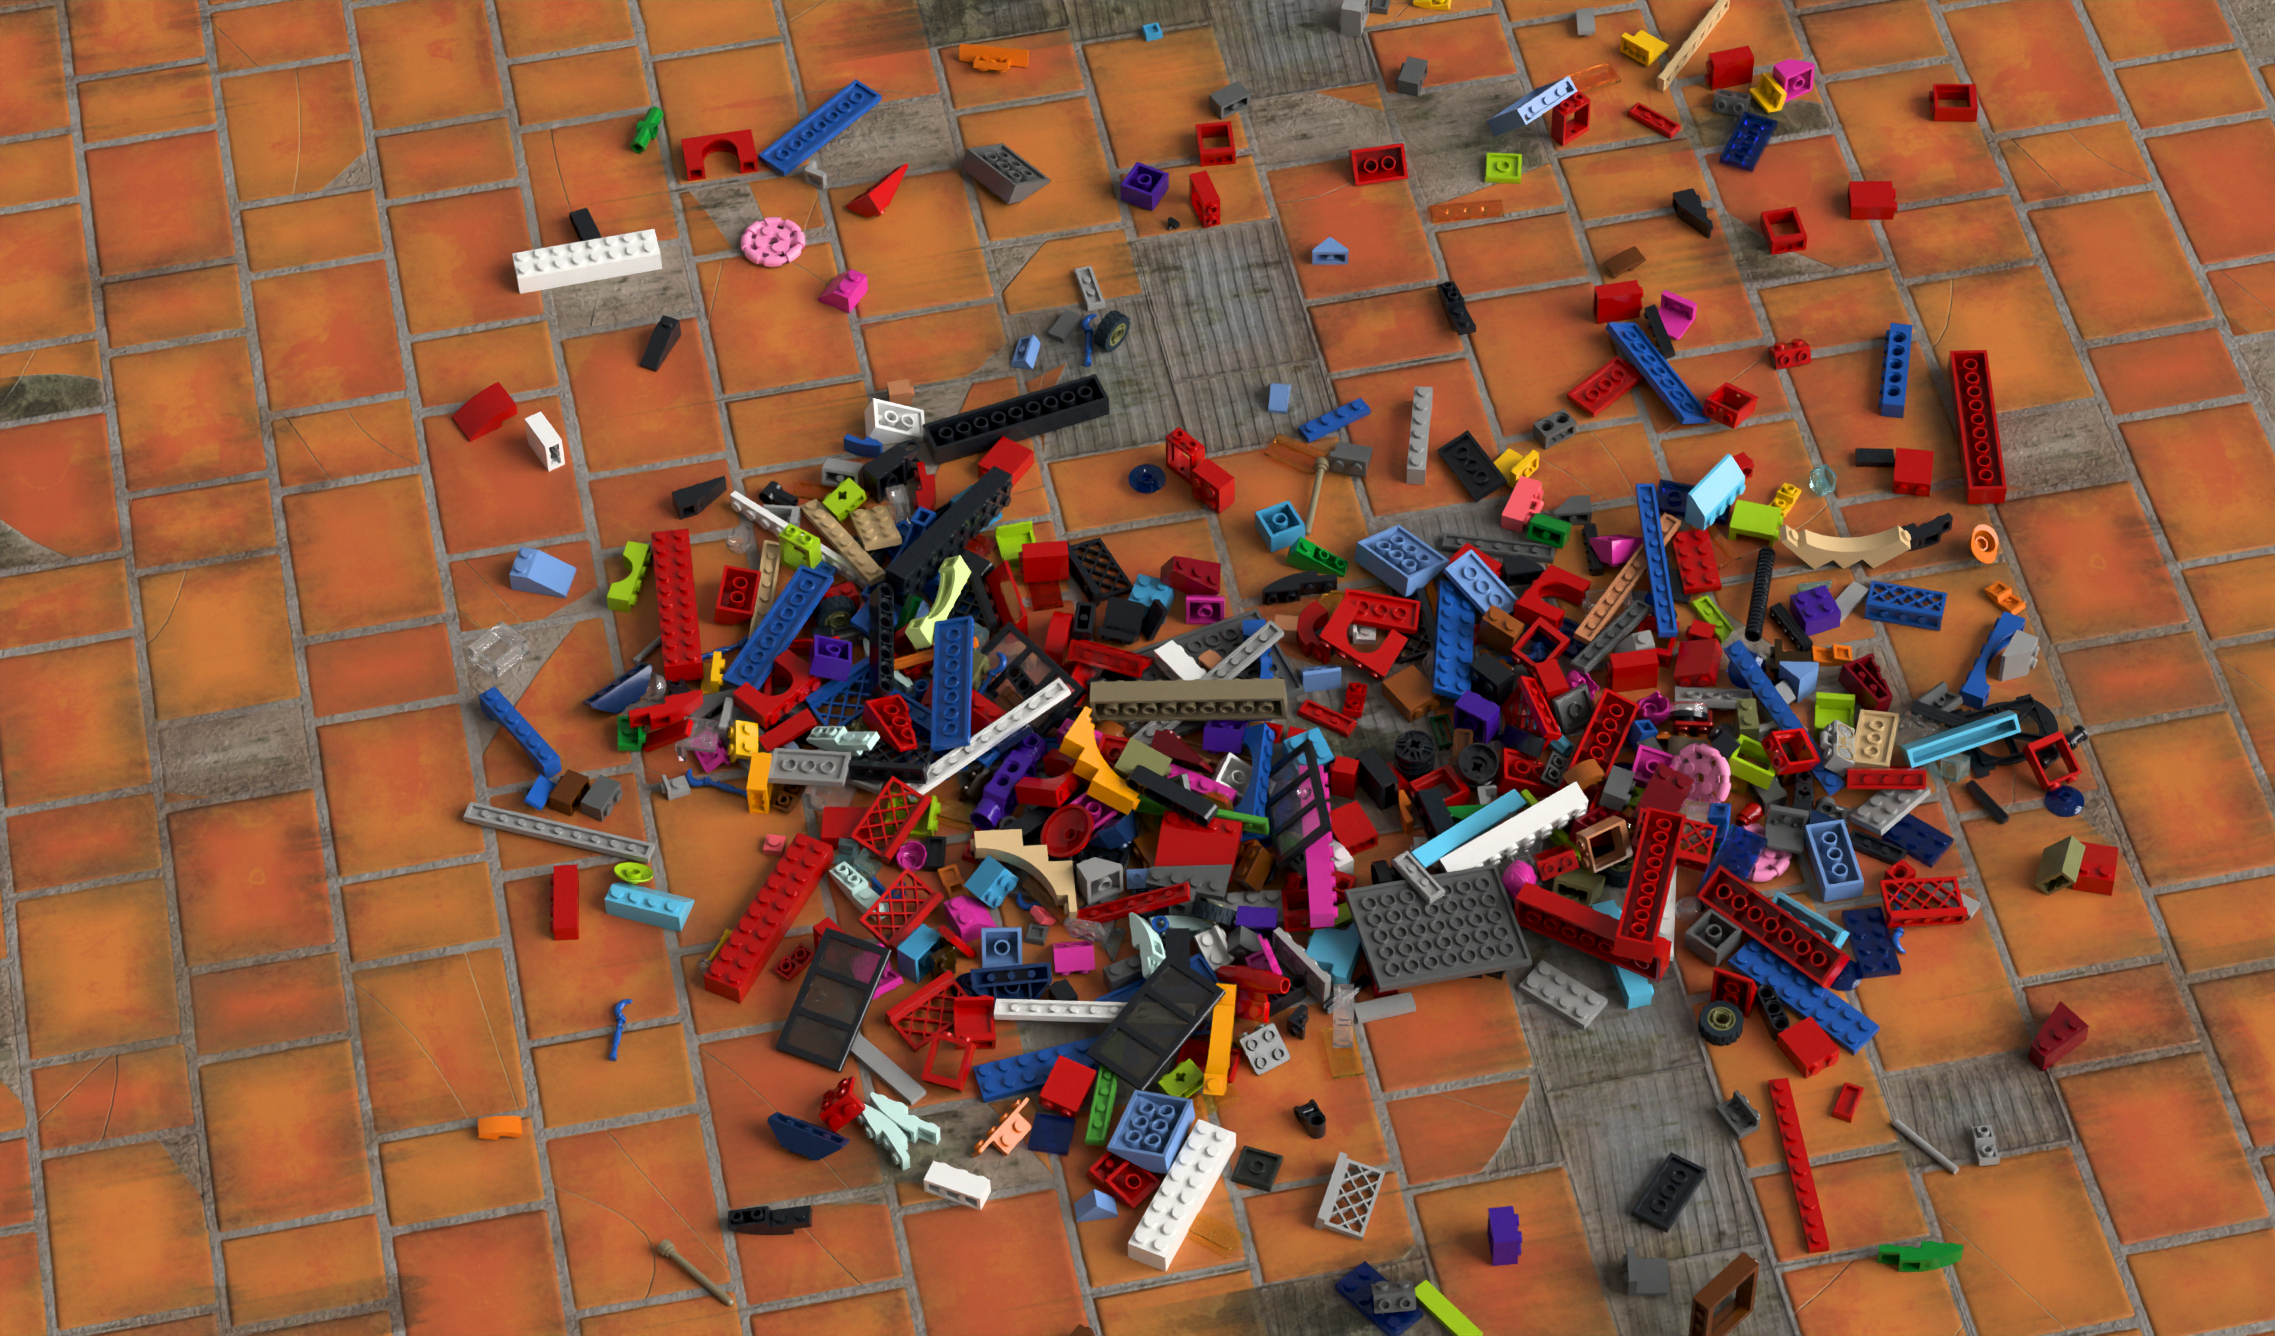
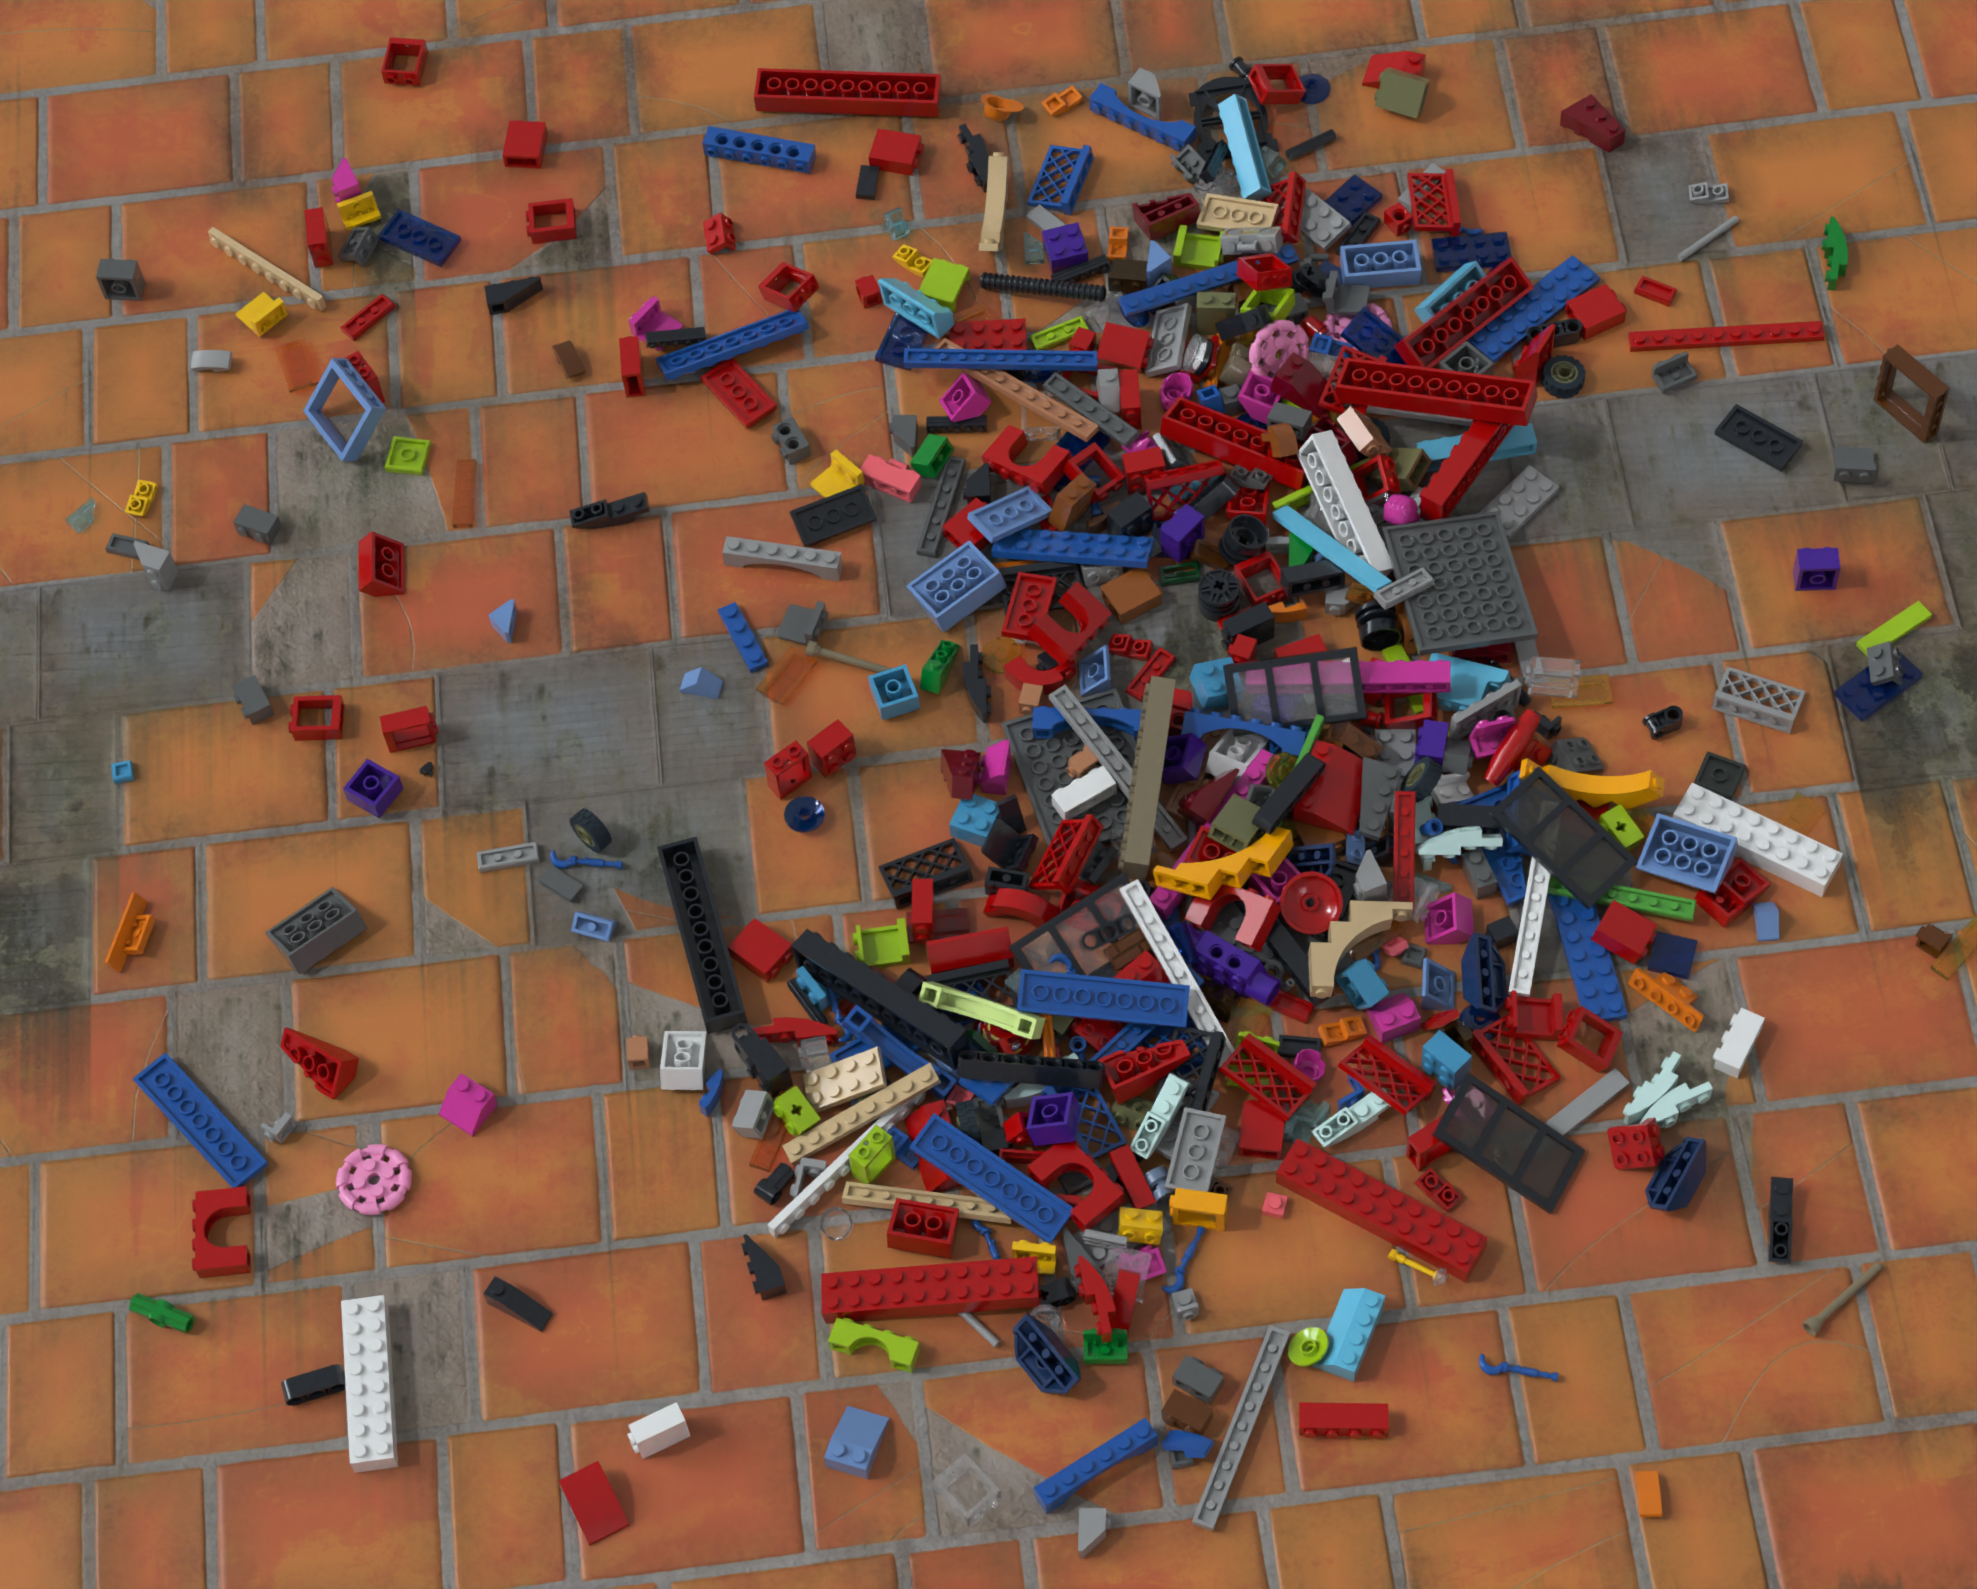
camera: 80 degrees left, 10 degrees up
(462, 734) = (1092, 1529): none -> light grey slope

